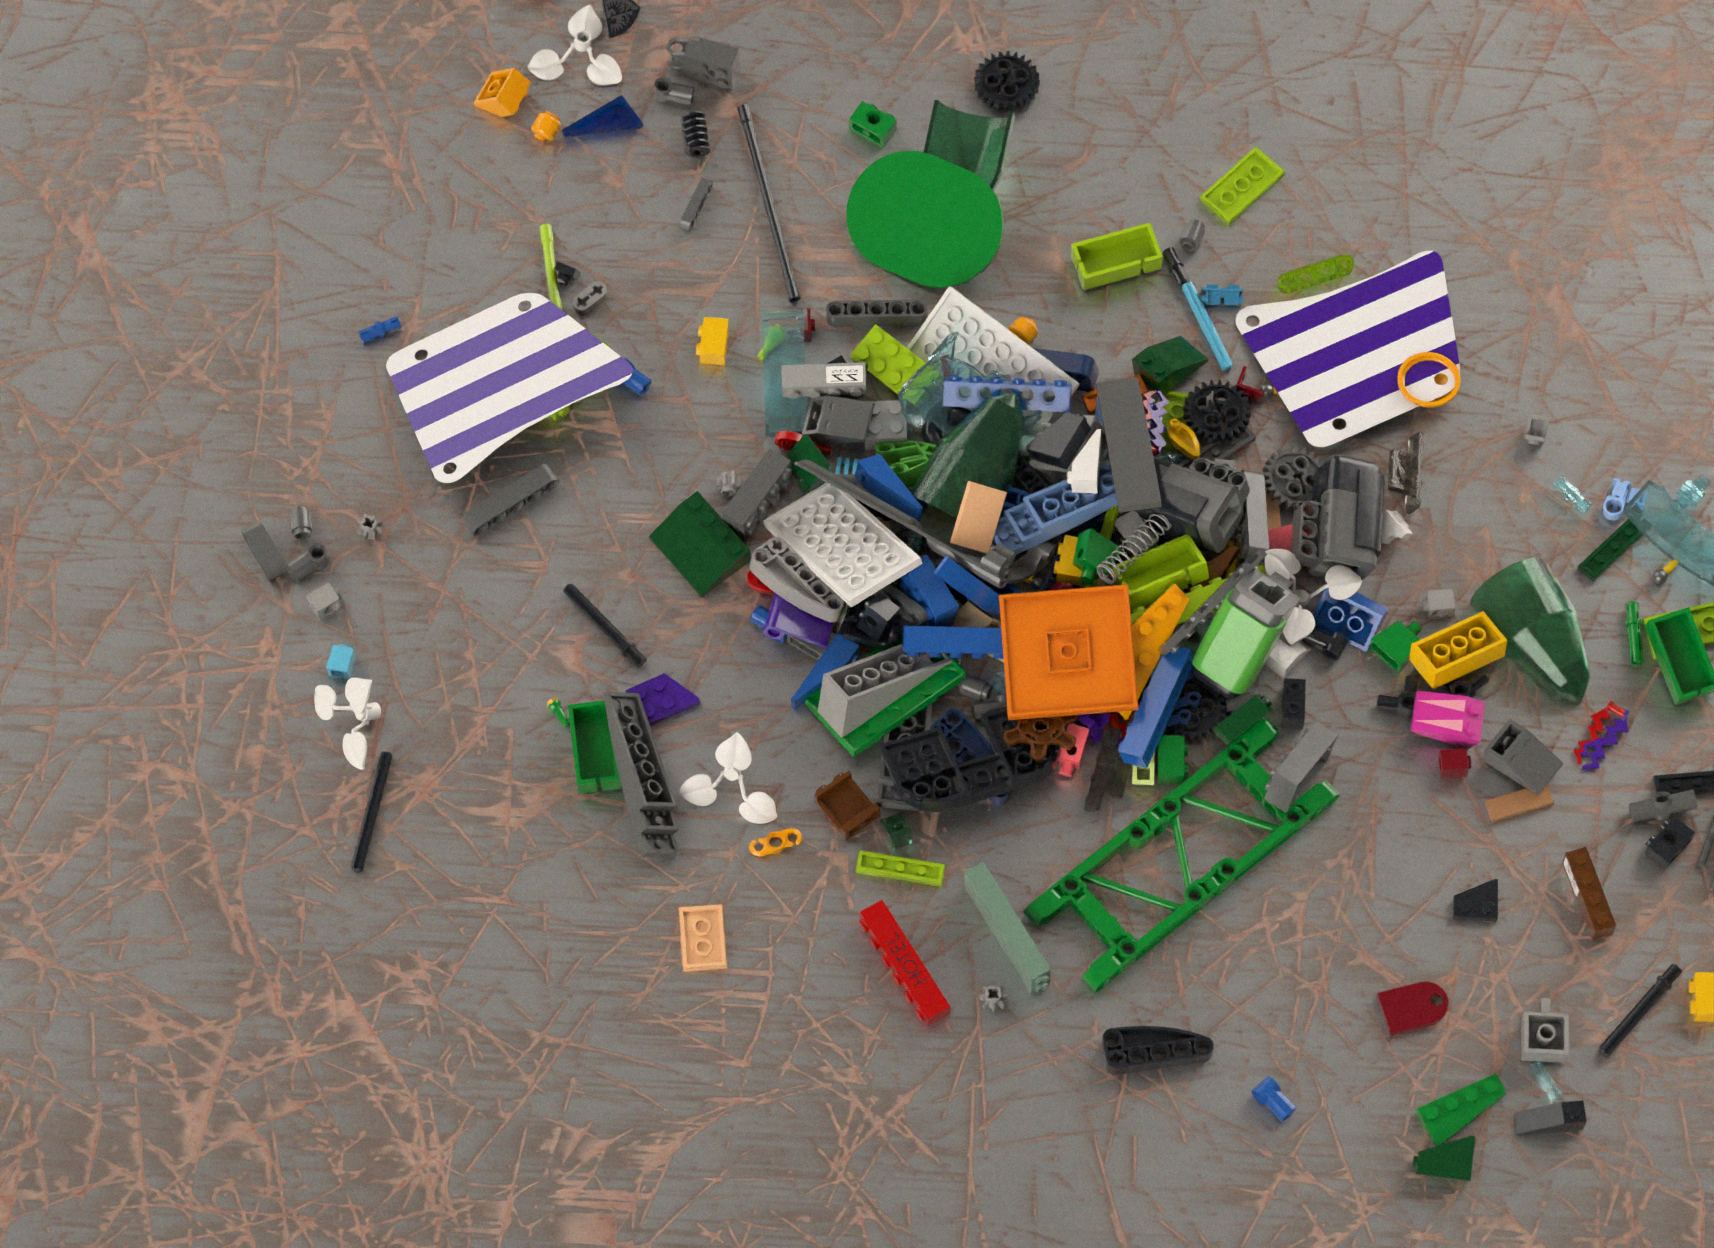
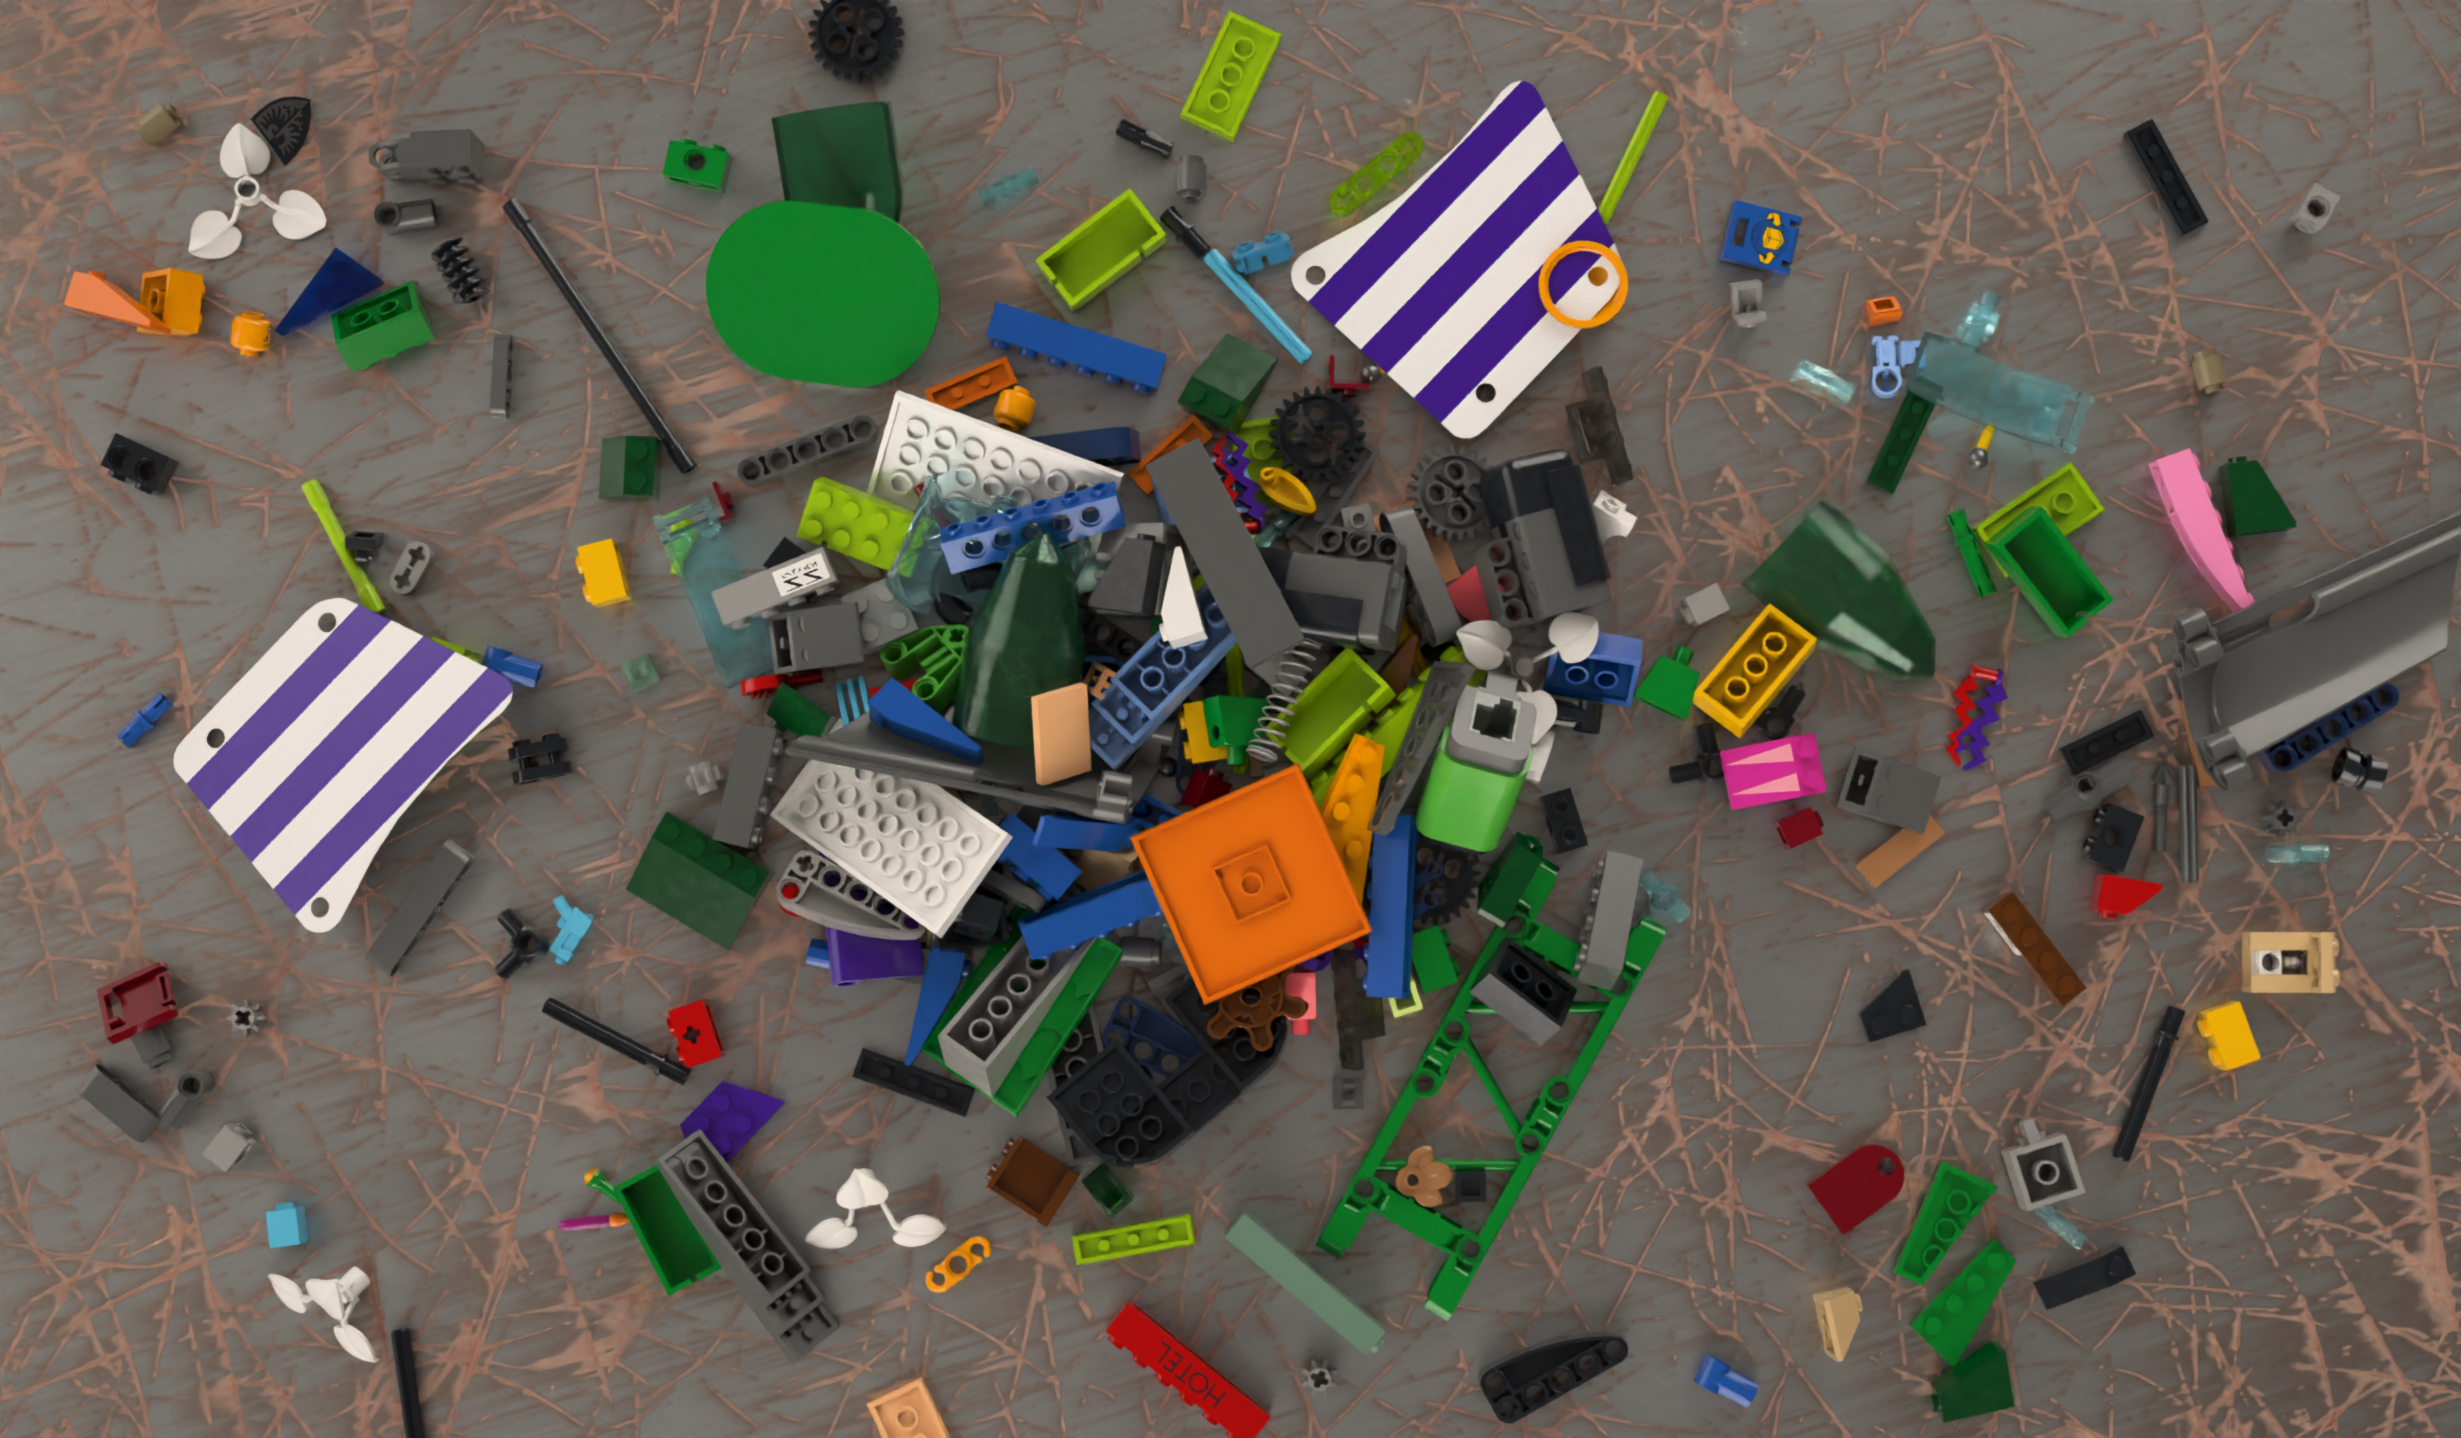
camera: 20 degrees left, 20 degrees up
(306, 492) = (145, 1002): none -> dark red container
(446, 176) = (140, 461): none -> black brick
(461, 75) = (103, 299): none -> orange slope
(557, 735) = (613, 1220): none -> magenta piece
(567, 547) = (521, 935): none -> black axle
(605, 547) = (574, 926): none -> medium azure piece
(625, 437) = (550, 746): none -> black brick
(631, 151) = (381, 326): none -> green slope
(659, 625) = (700, 1018): none -> red brick
(712, 409) = (640, 672): none -> sand green tile
(757, 285) = (630, 468): none -> dark green slope
(791, 719) = (914, 1082): none -> black tile
(1006, 309) = (973, 385): none -> orange plate
(1017, 494) = (1100, 681): none -> medium nougat tile
(1070, 202) = (1008, 186): none -> clear light blue pin
(1077, 310) = (1076, 347): none -> blue brick
(1082, 826) = (1348, 1093): none -> dark grey tile
(1117, 892) = (1429, 1177): none -> medium nougat plate
(1143, 908) = (1470, 1185): none -> black tile
(1171, 203) = (1144, 138): none -> black axle
(1226, 793) = (1524, 991): none -> black slope
(1341, 766) = (1675, 908): none -> clear light blue axle
(1368, 1081) = (1838, 1319): none -> tan slope
(1464, 1046) = (1944, 1213): none -> green wing
(1491, 318) = (1632, 155): none -> lime axle
(1563, 397) = (1766, 241): none -> blue container
(1627, 467) = (1883, 311): none -> orange slope
(1663, 881) = (2120, 895): none -> red slope

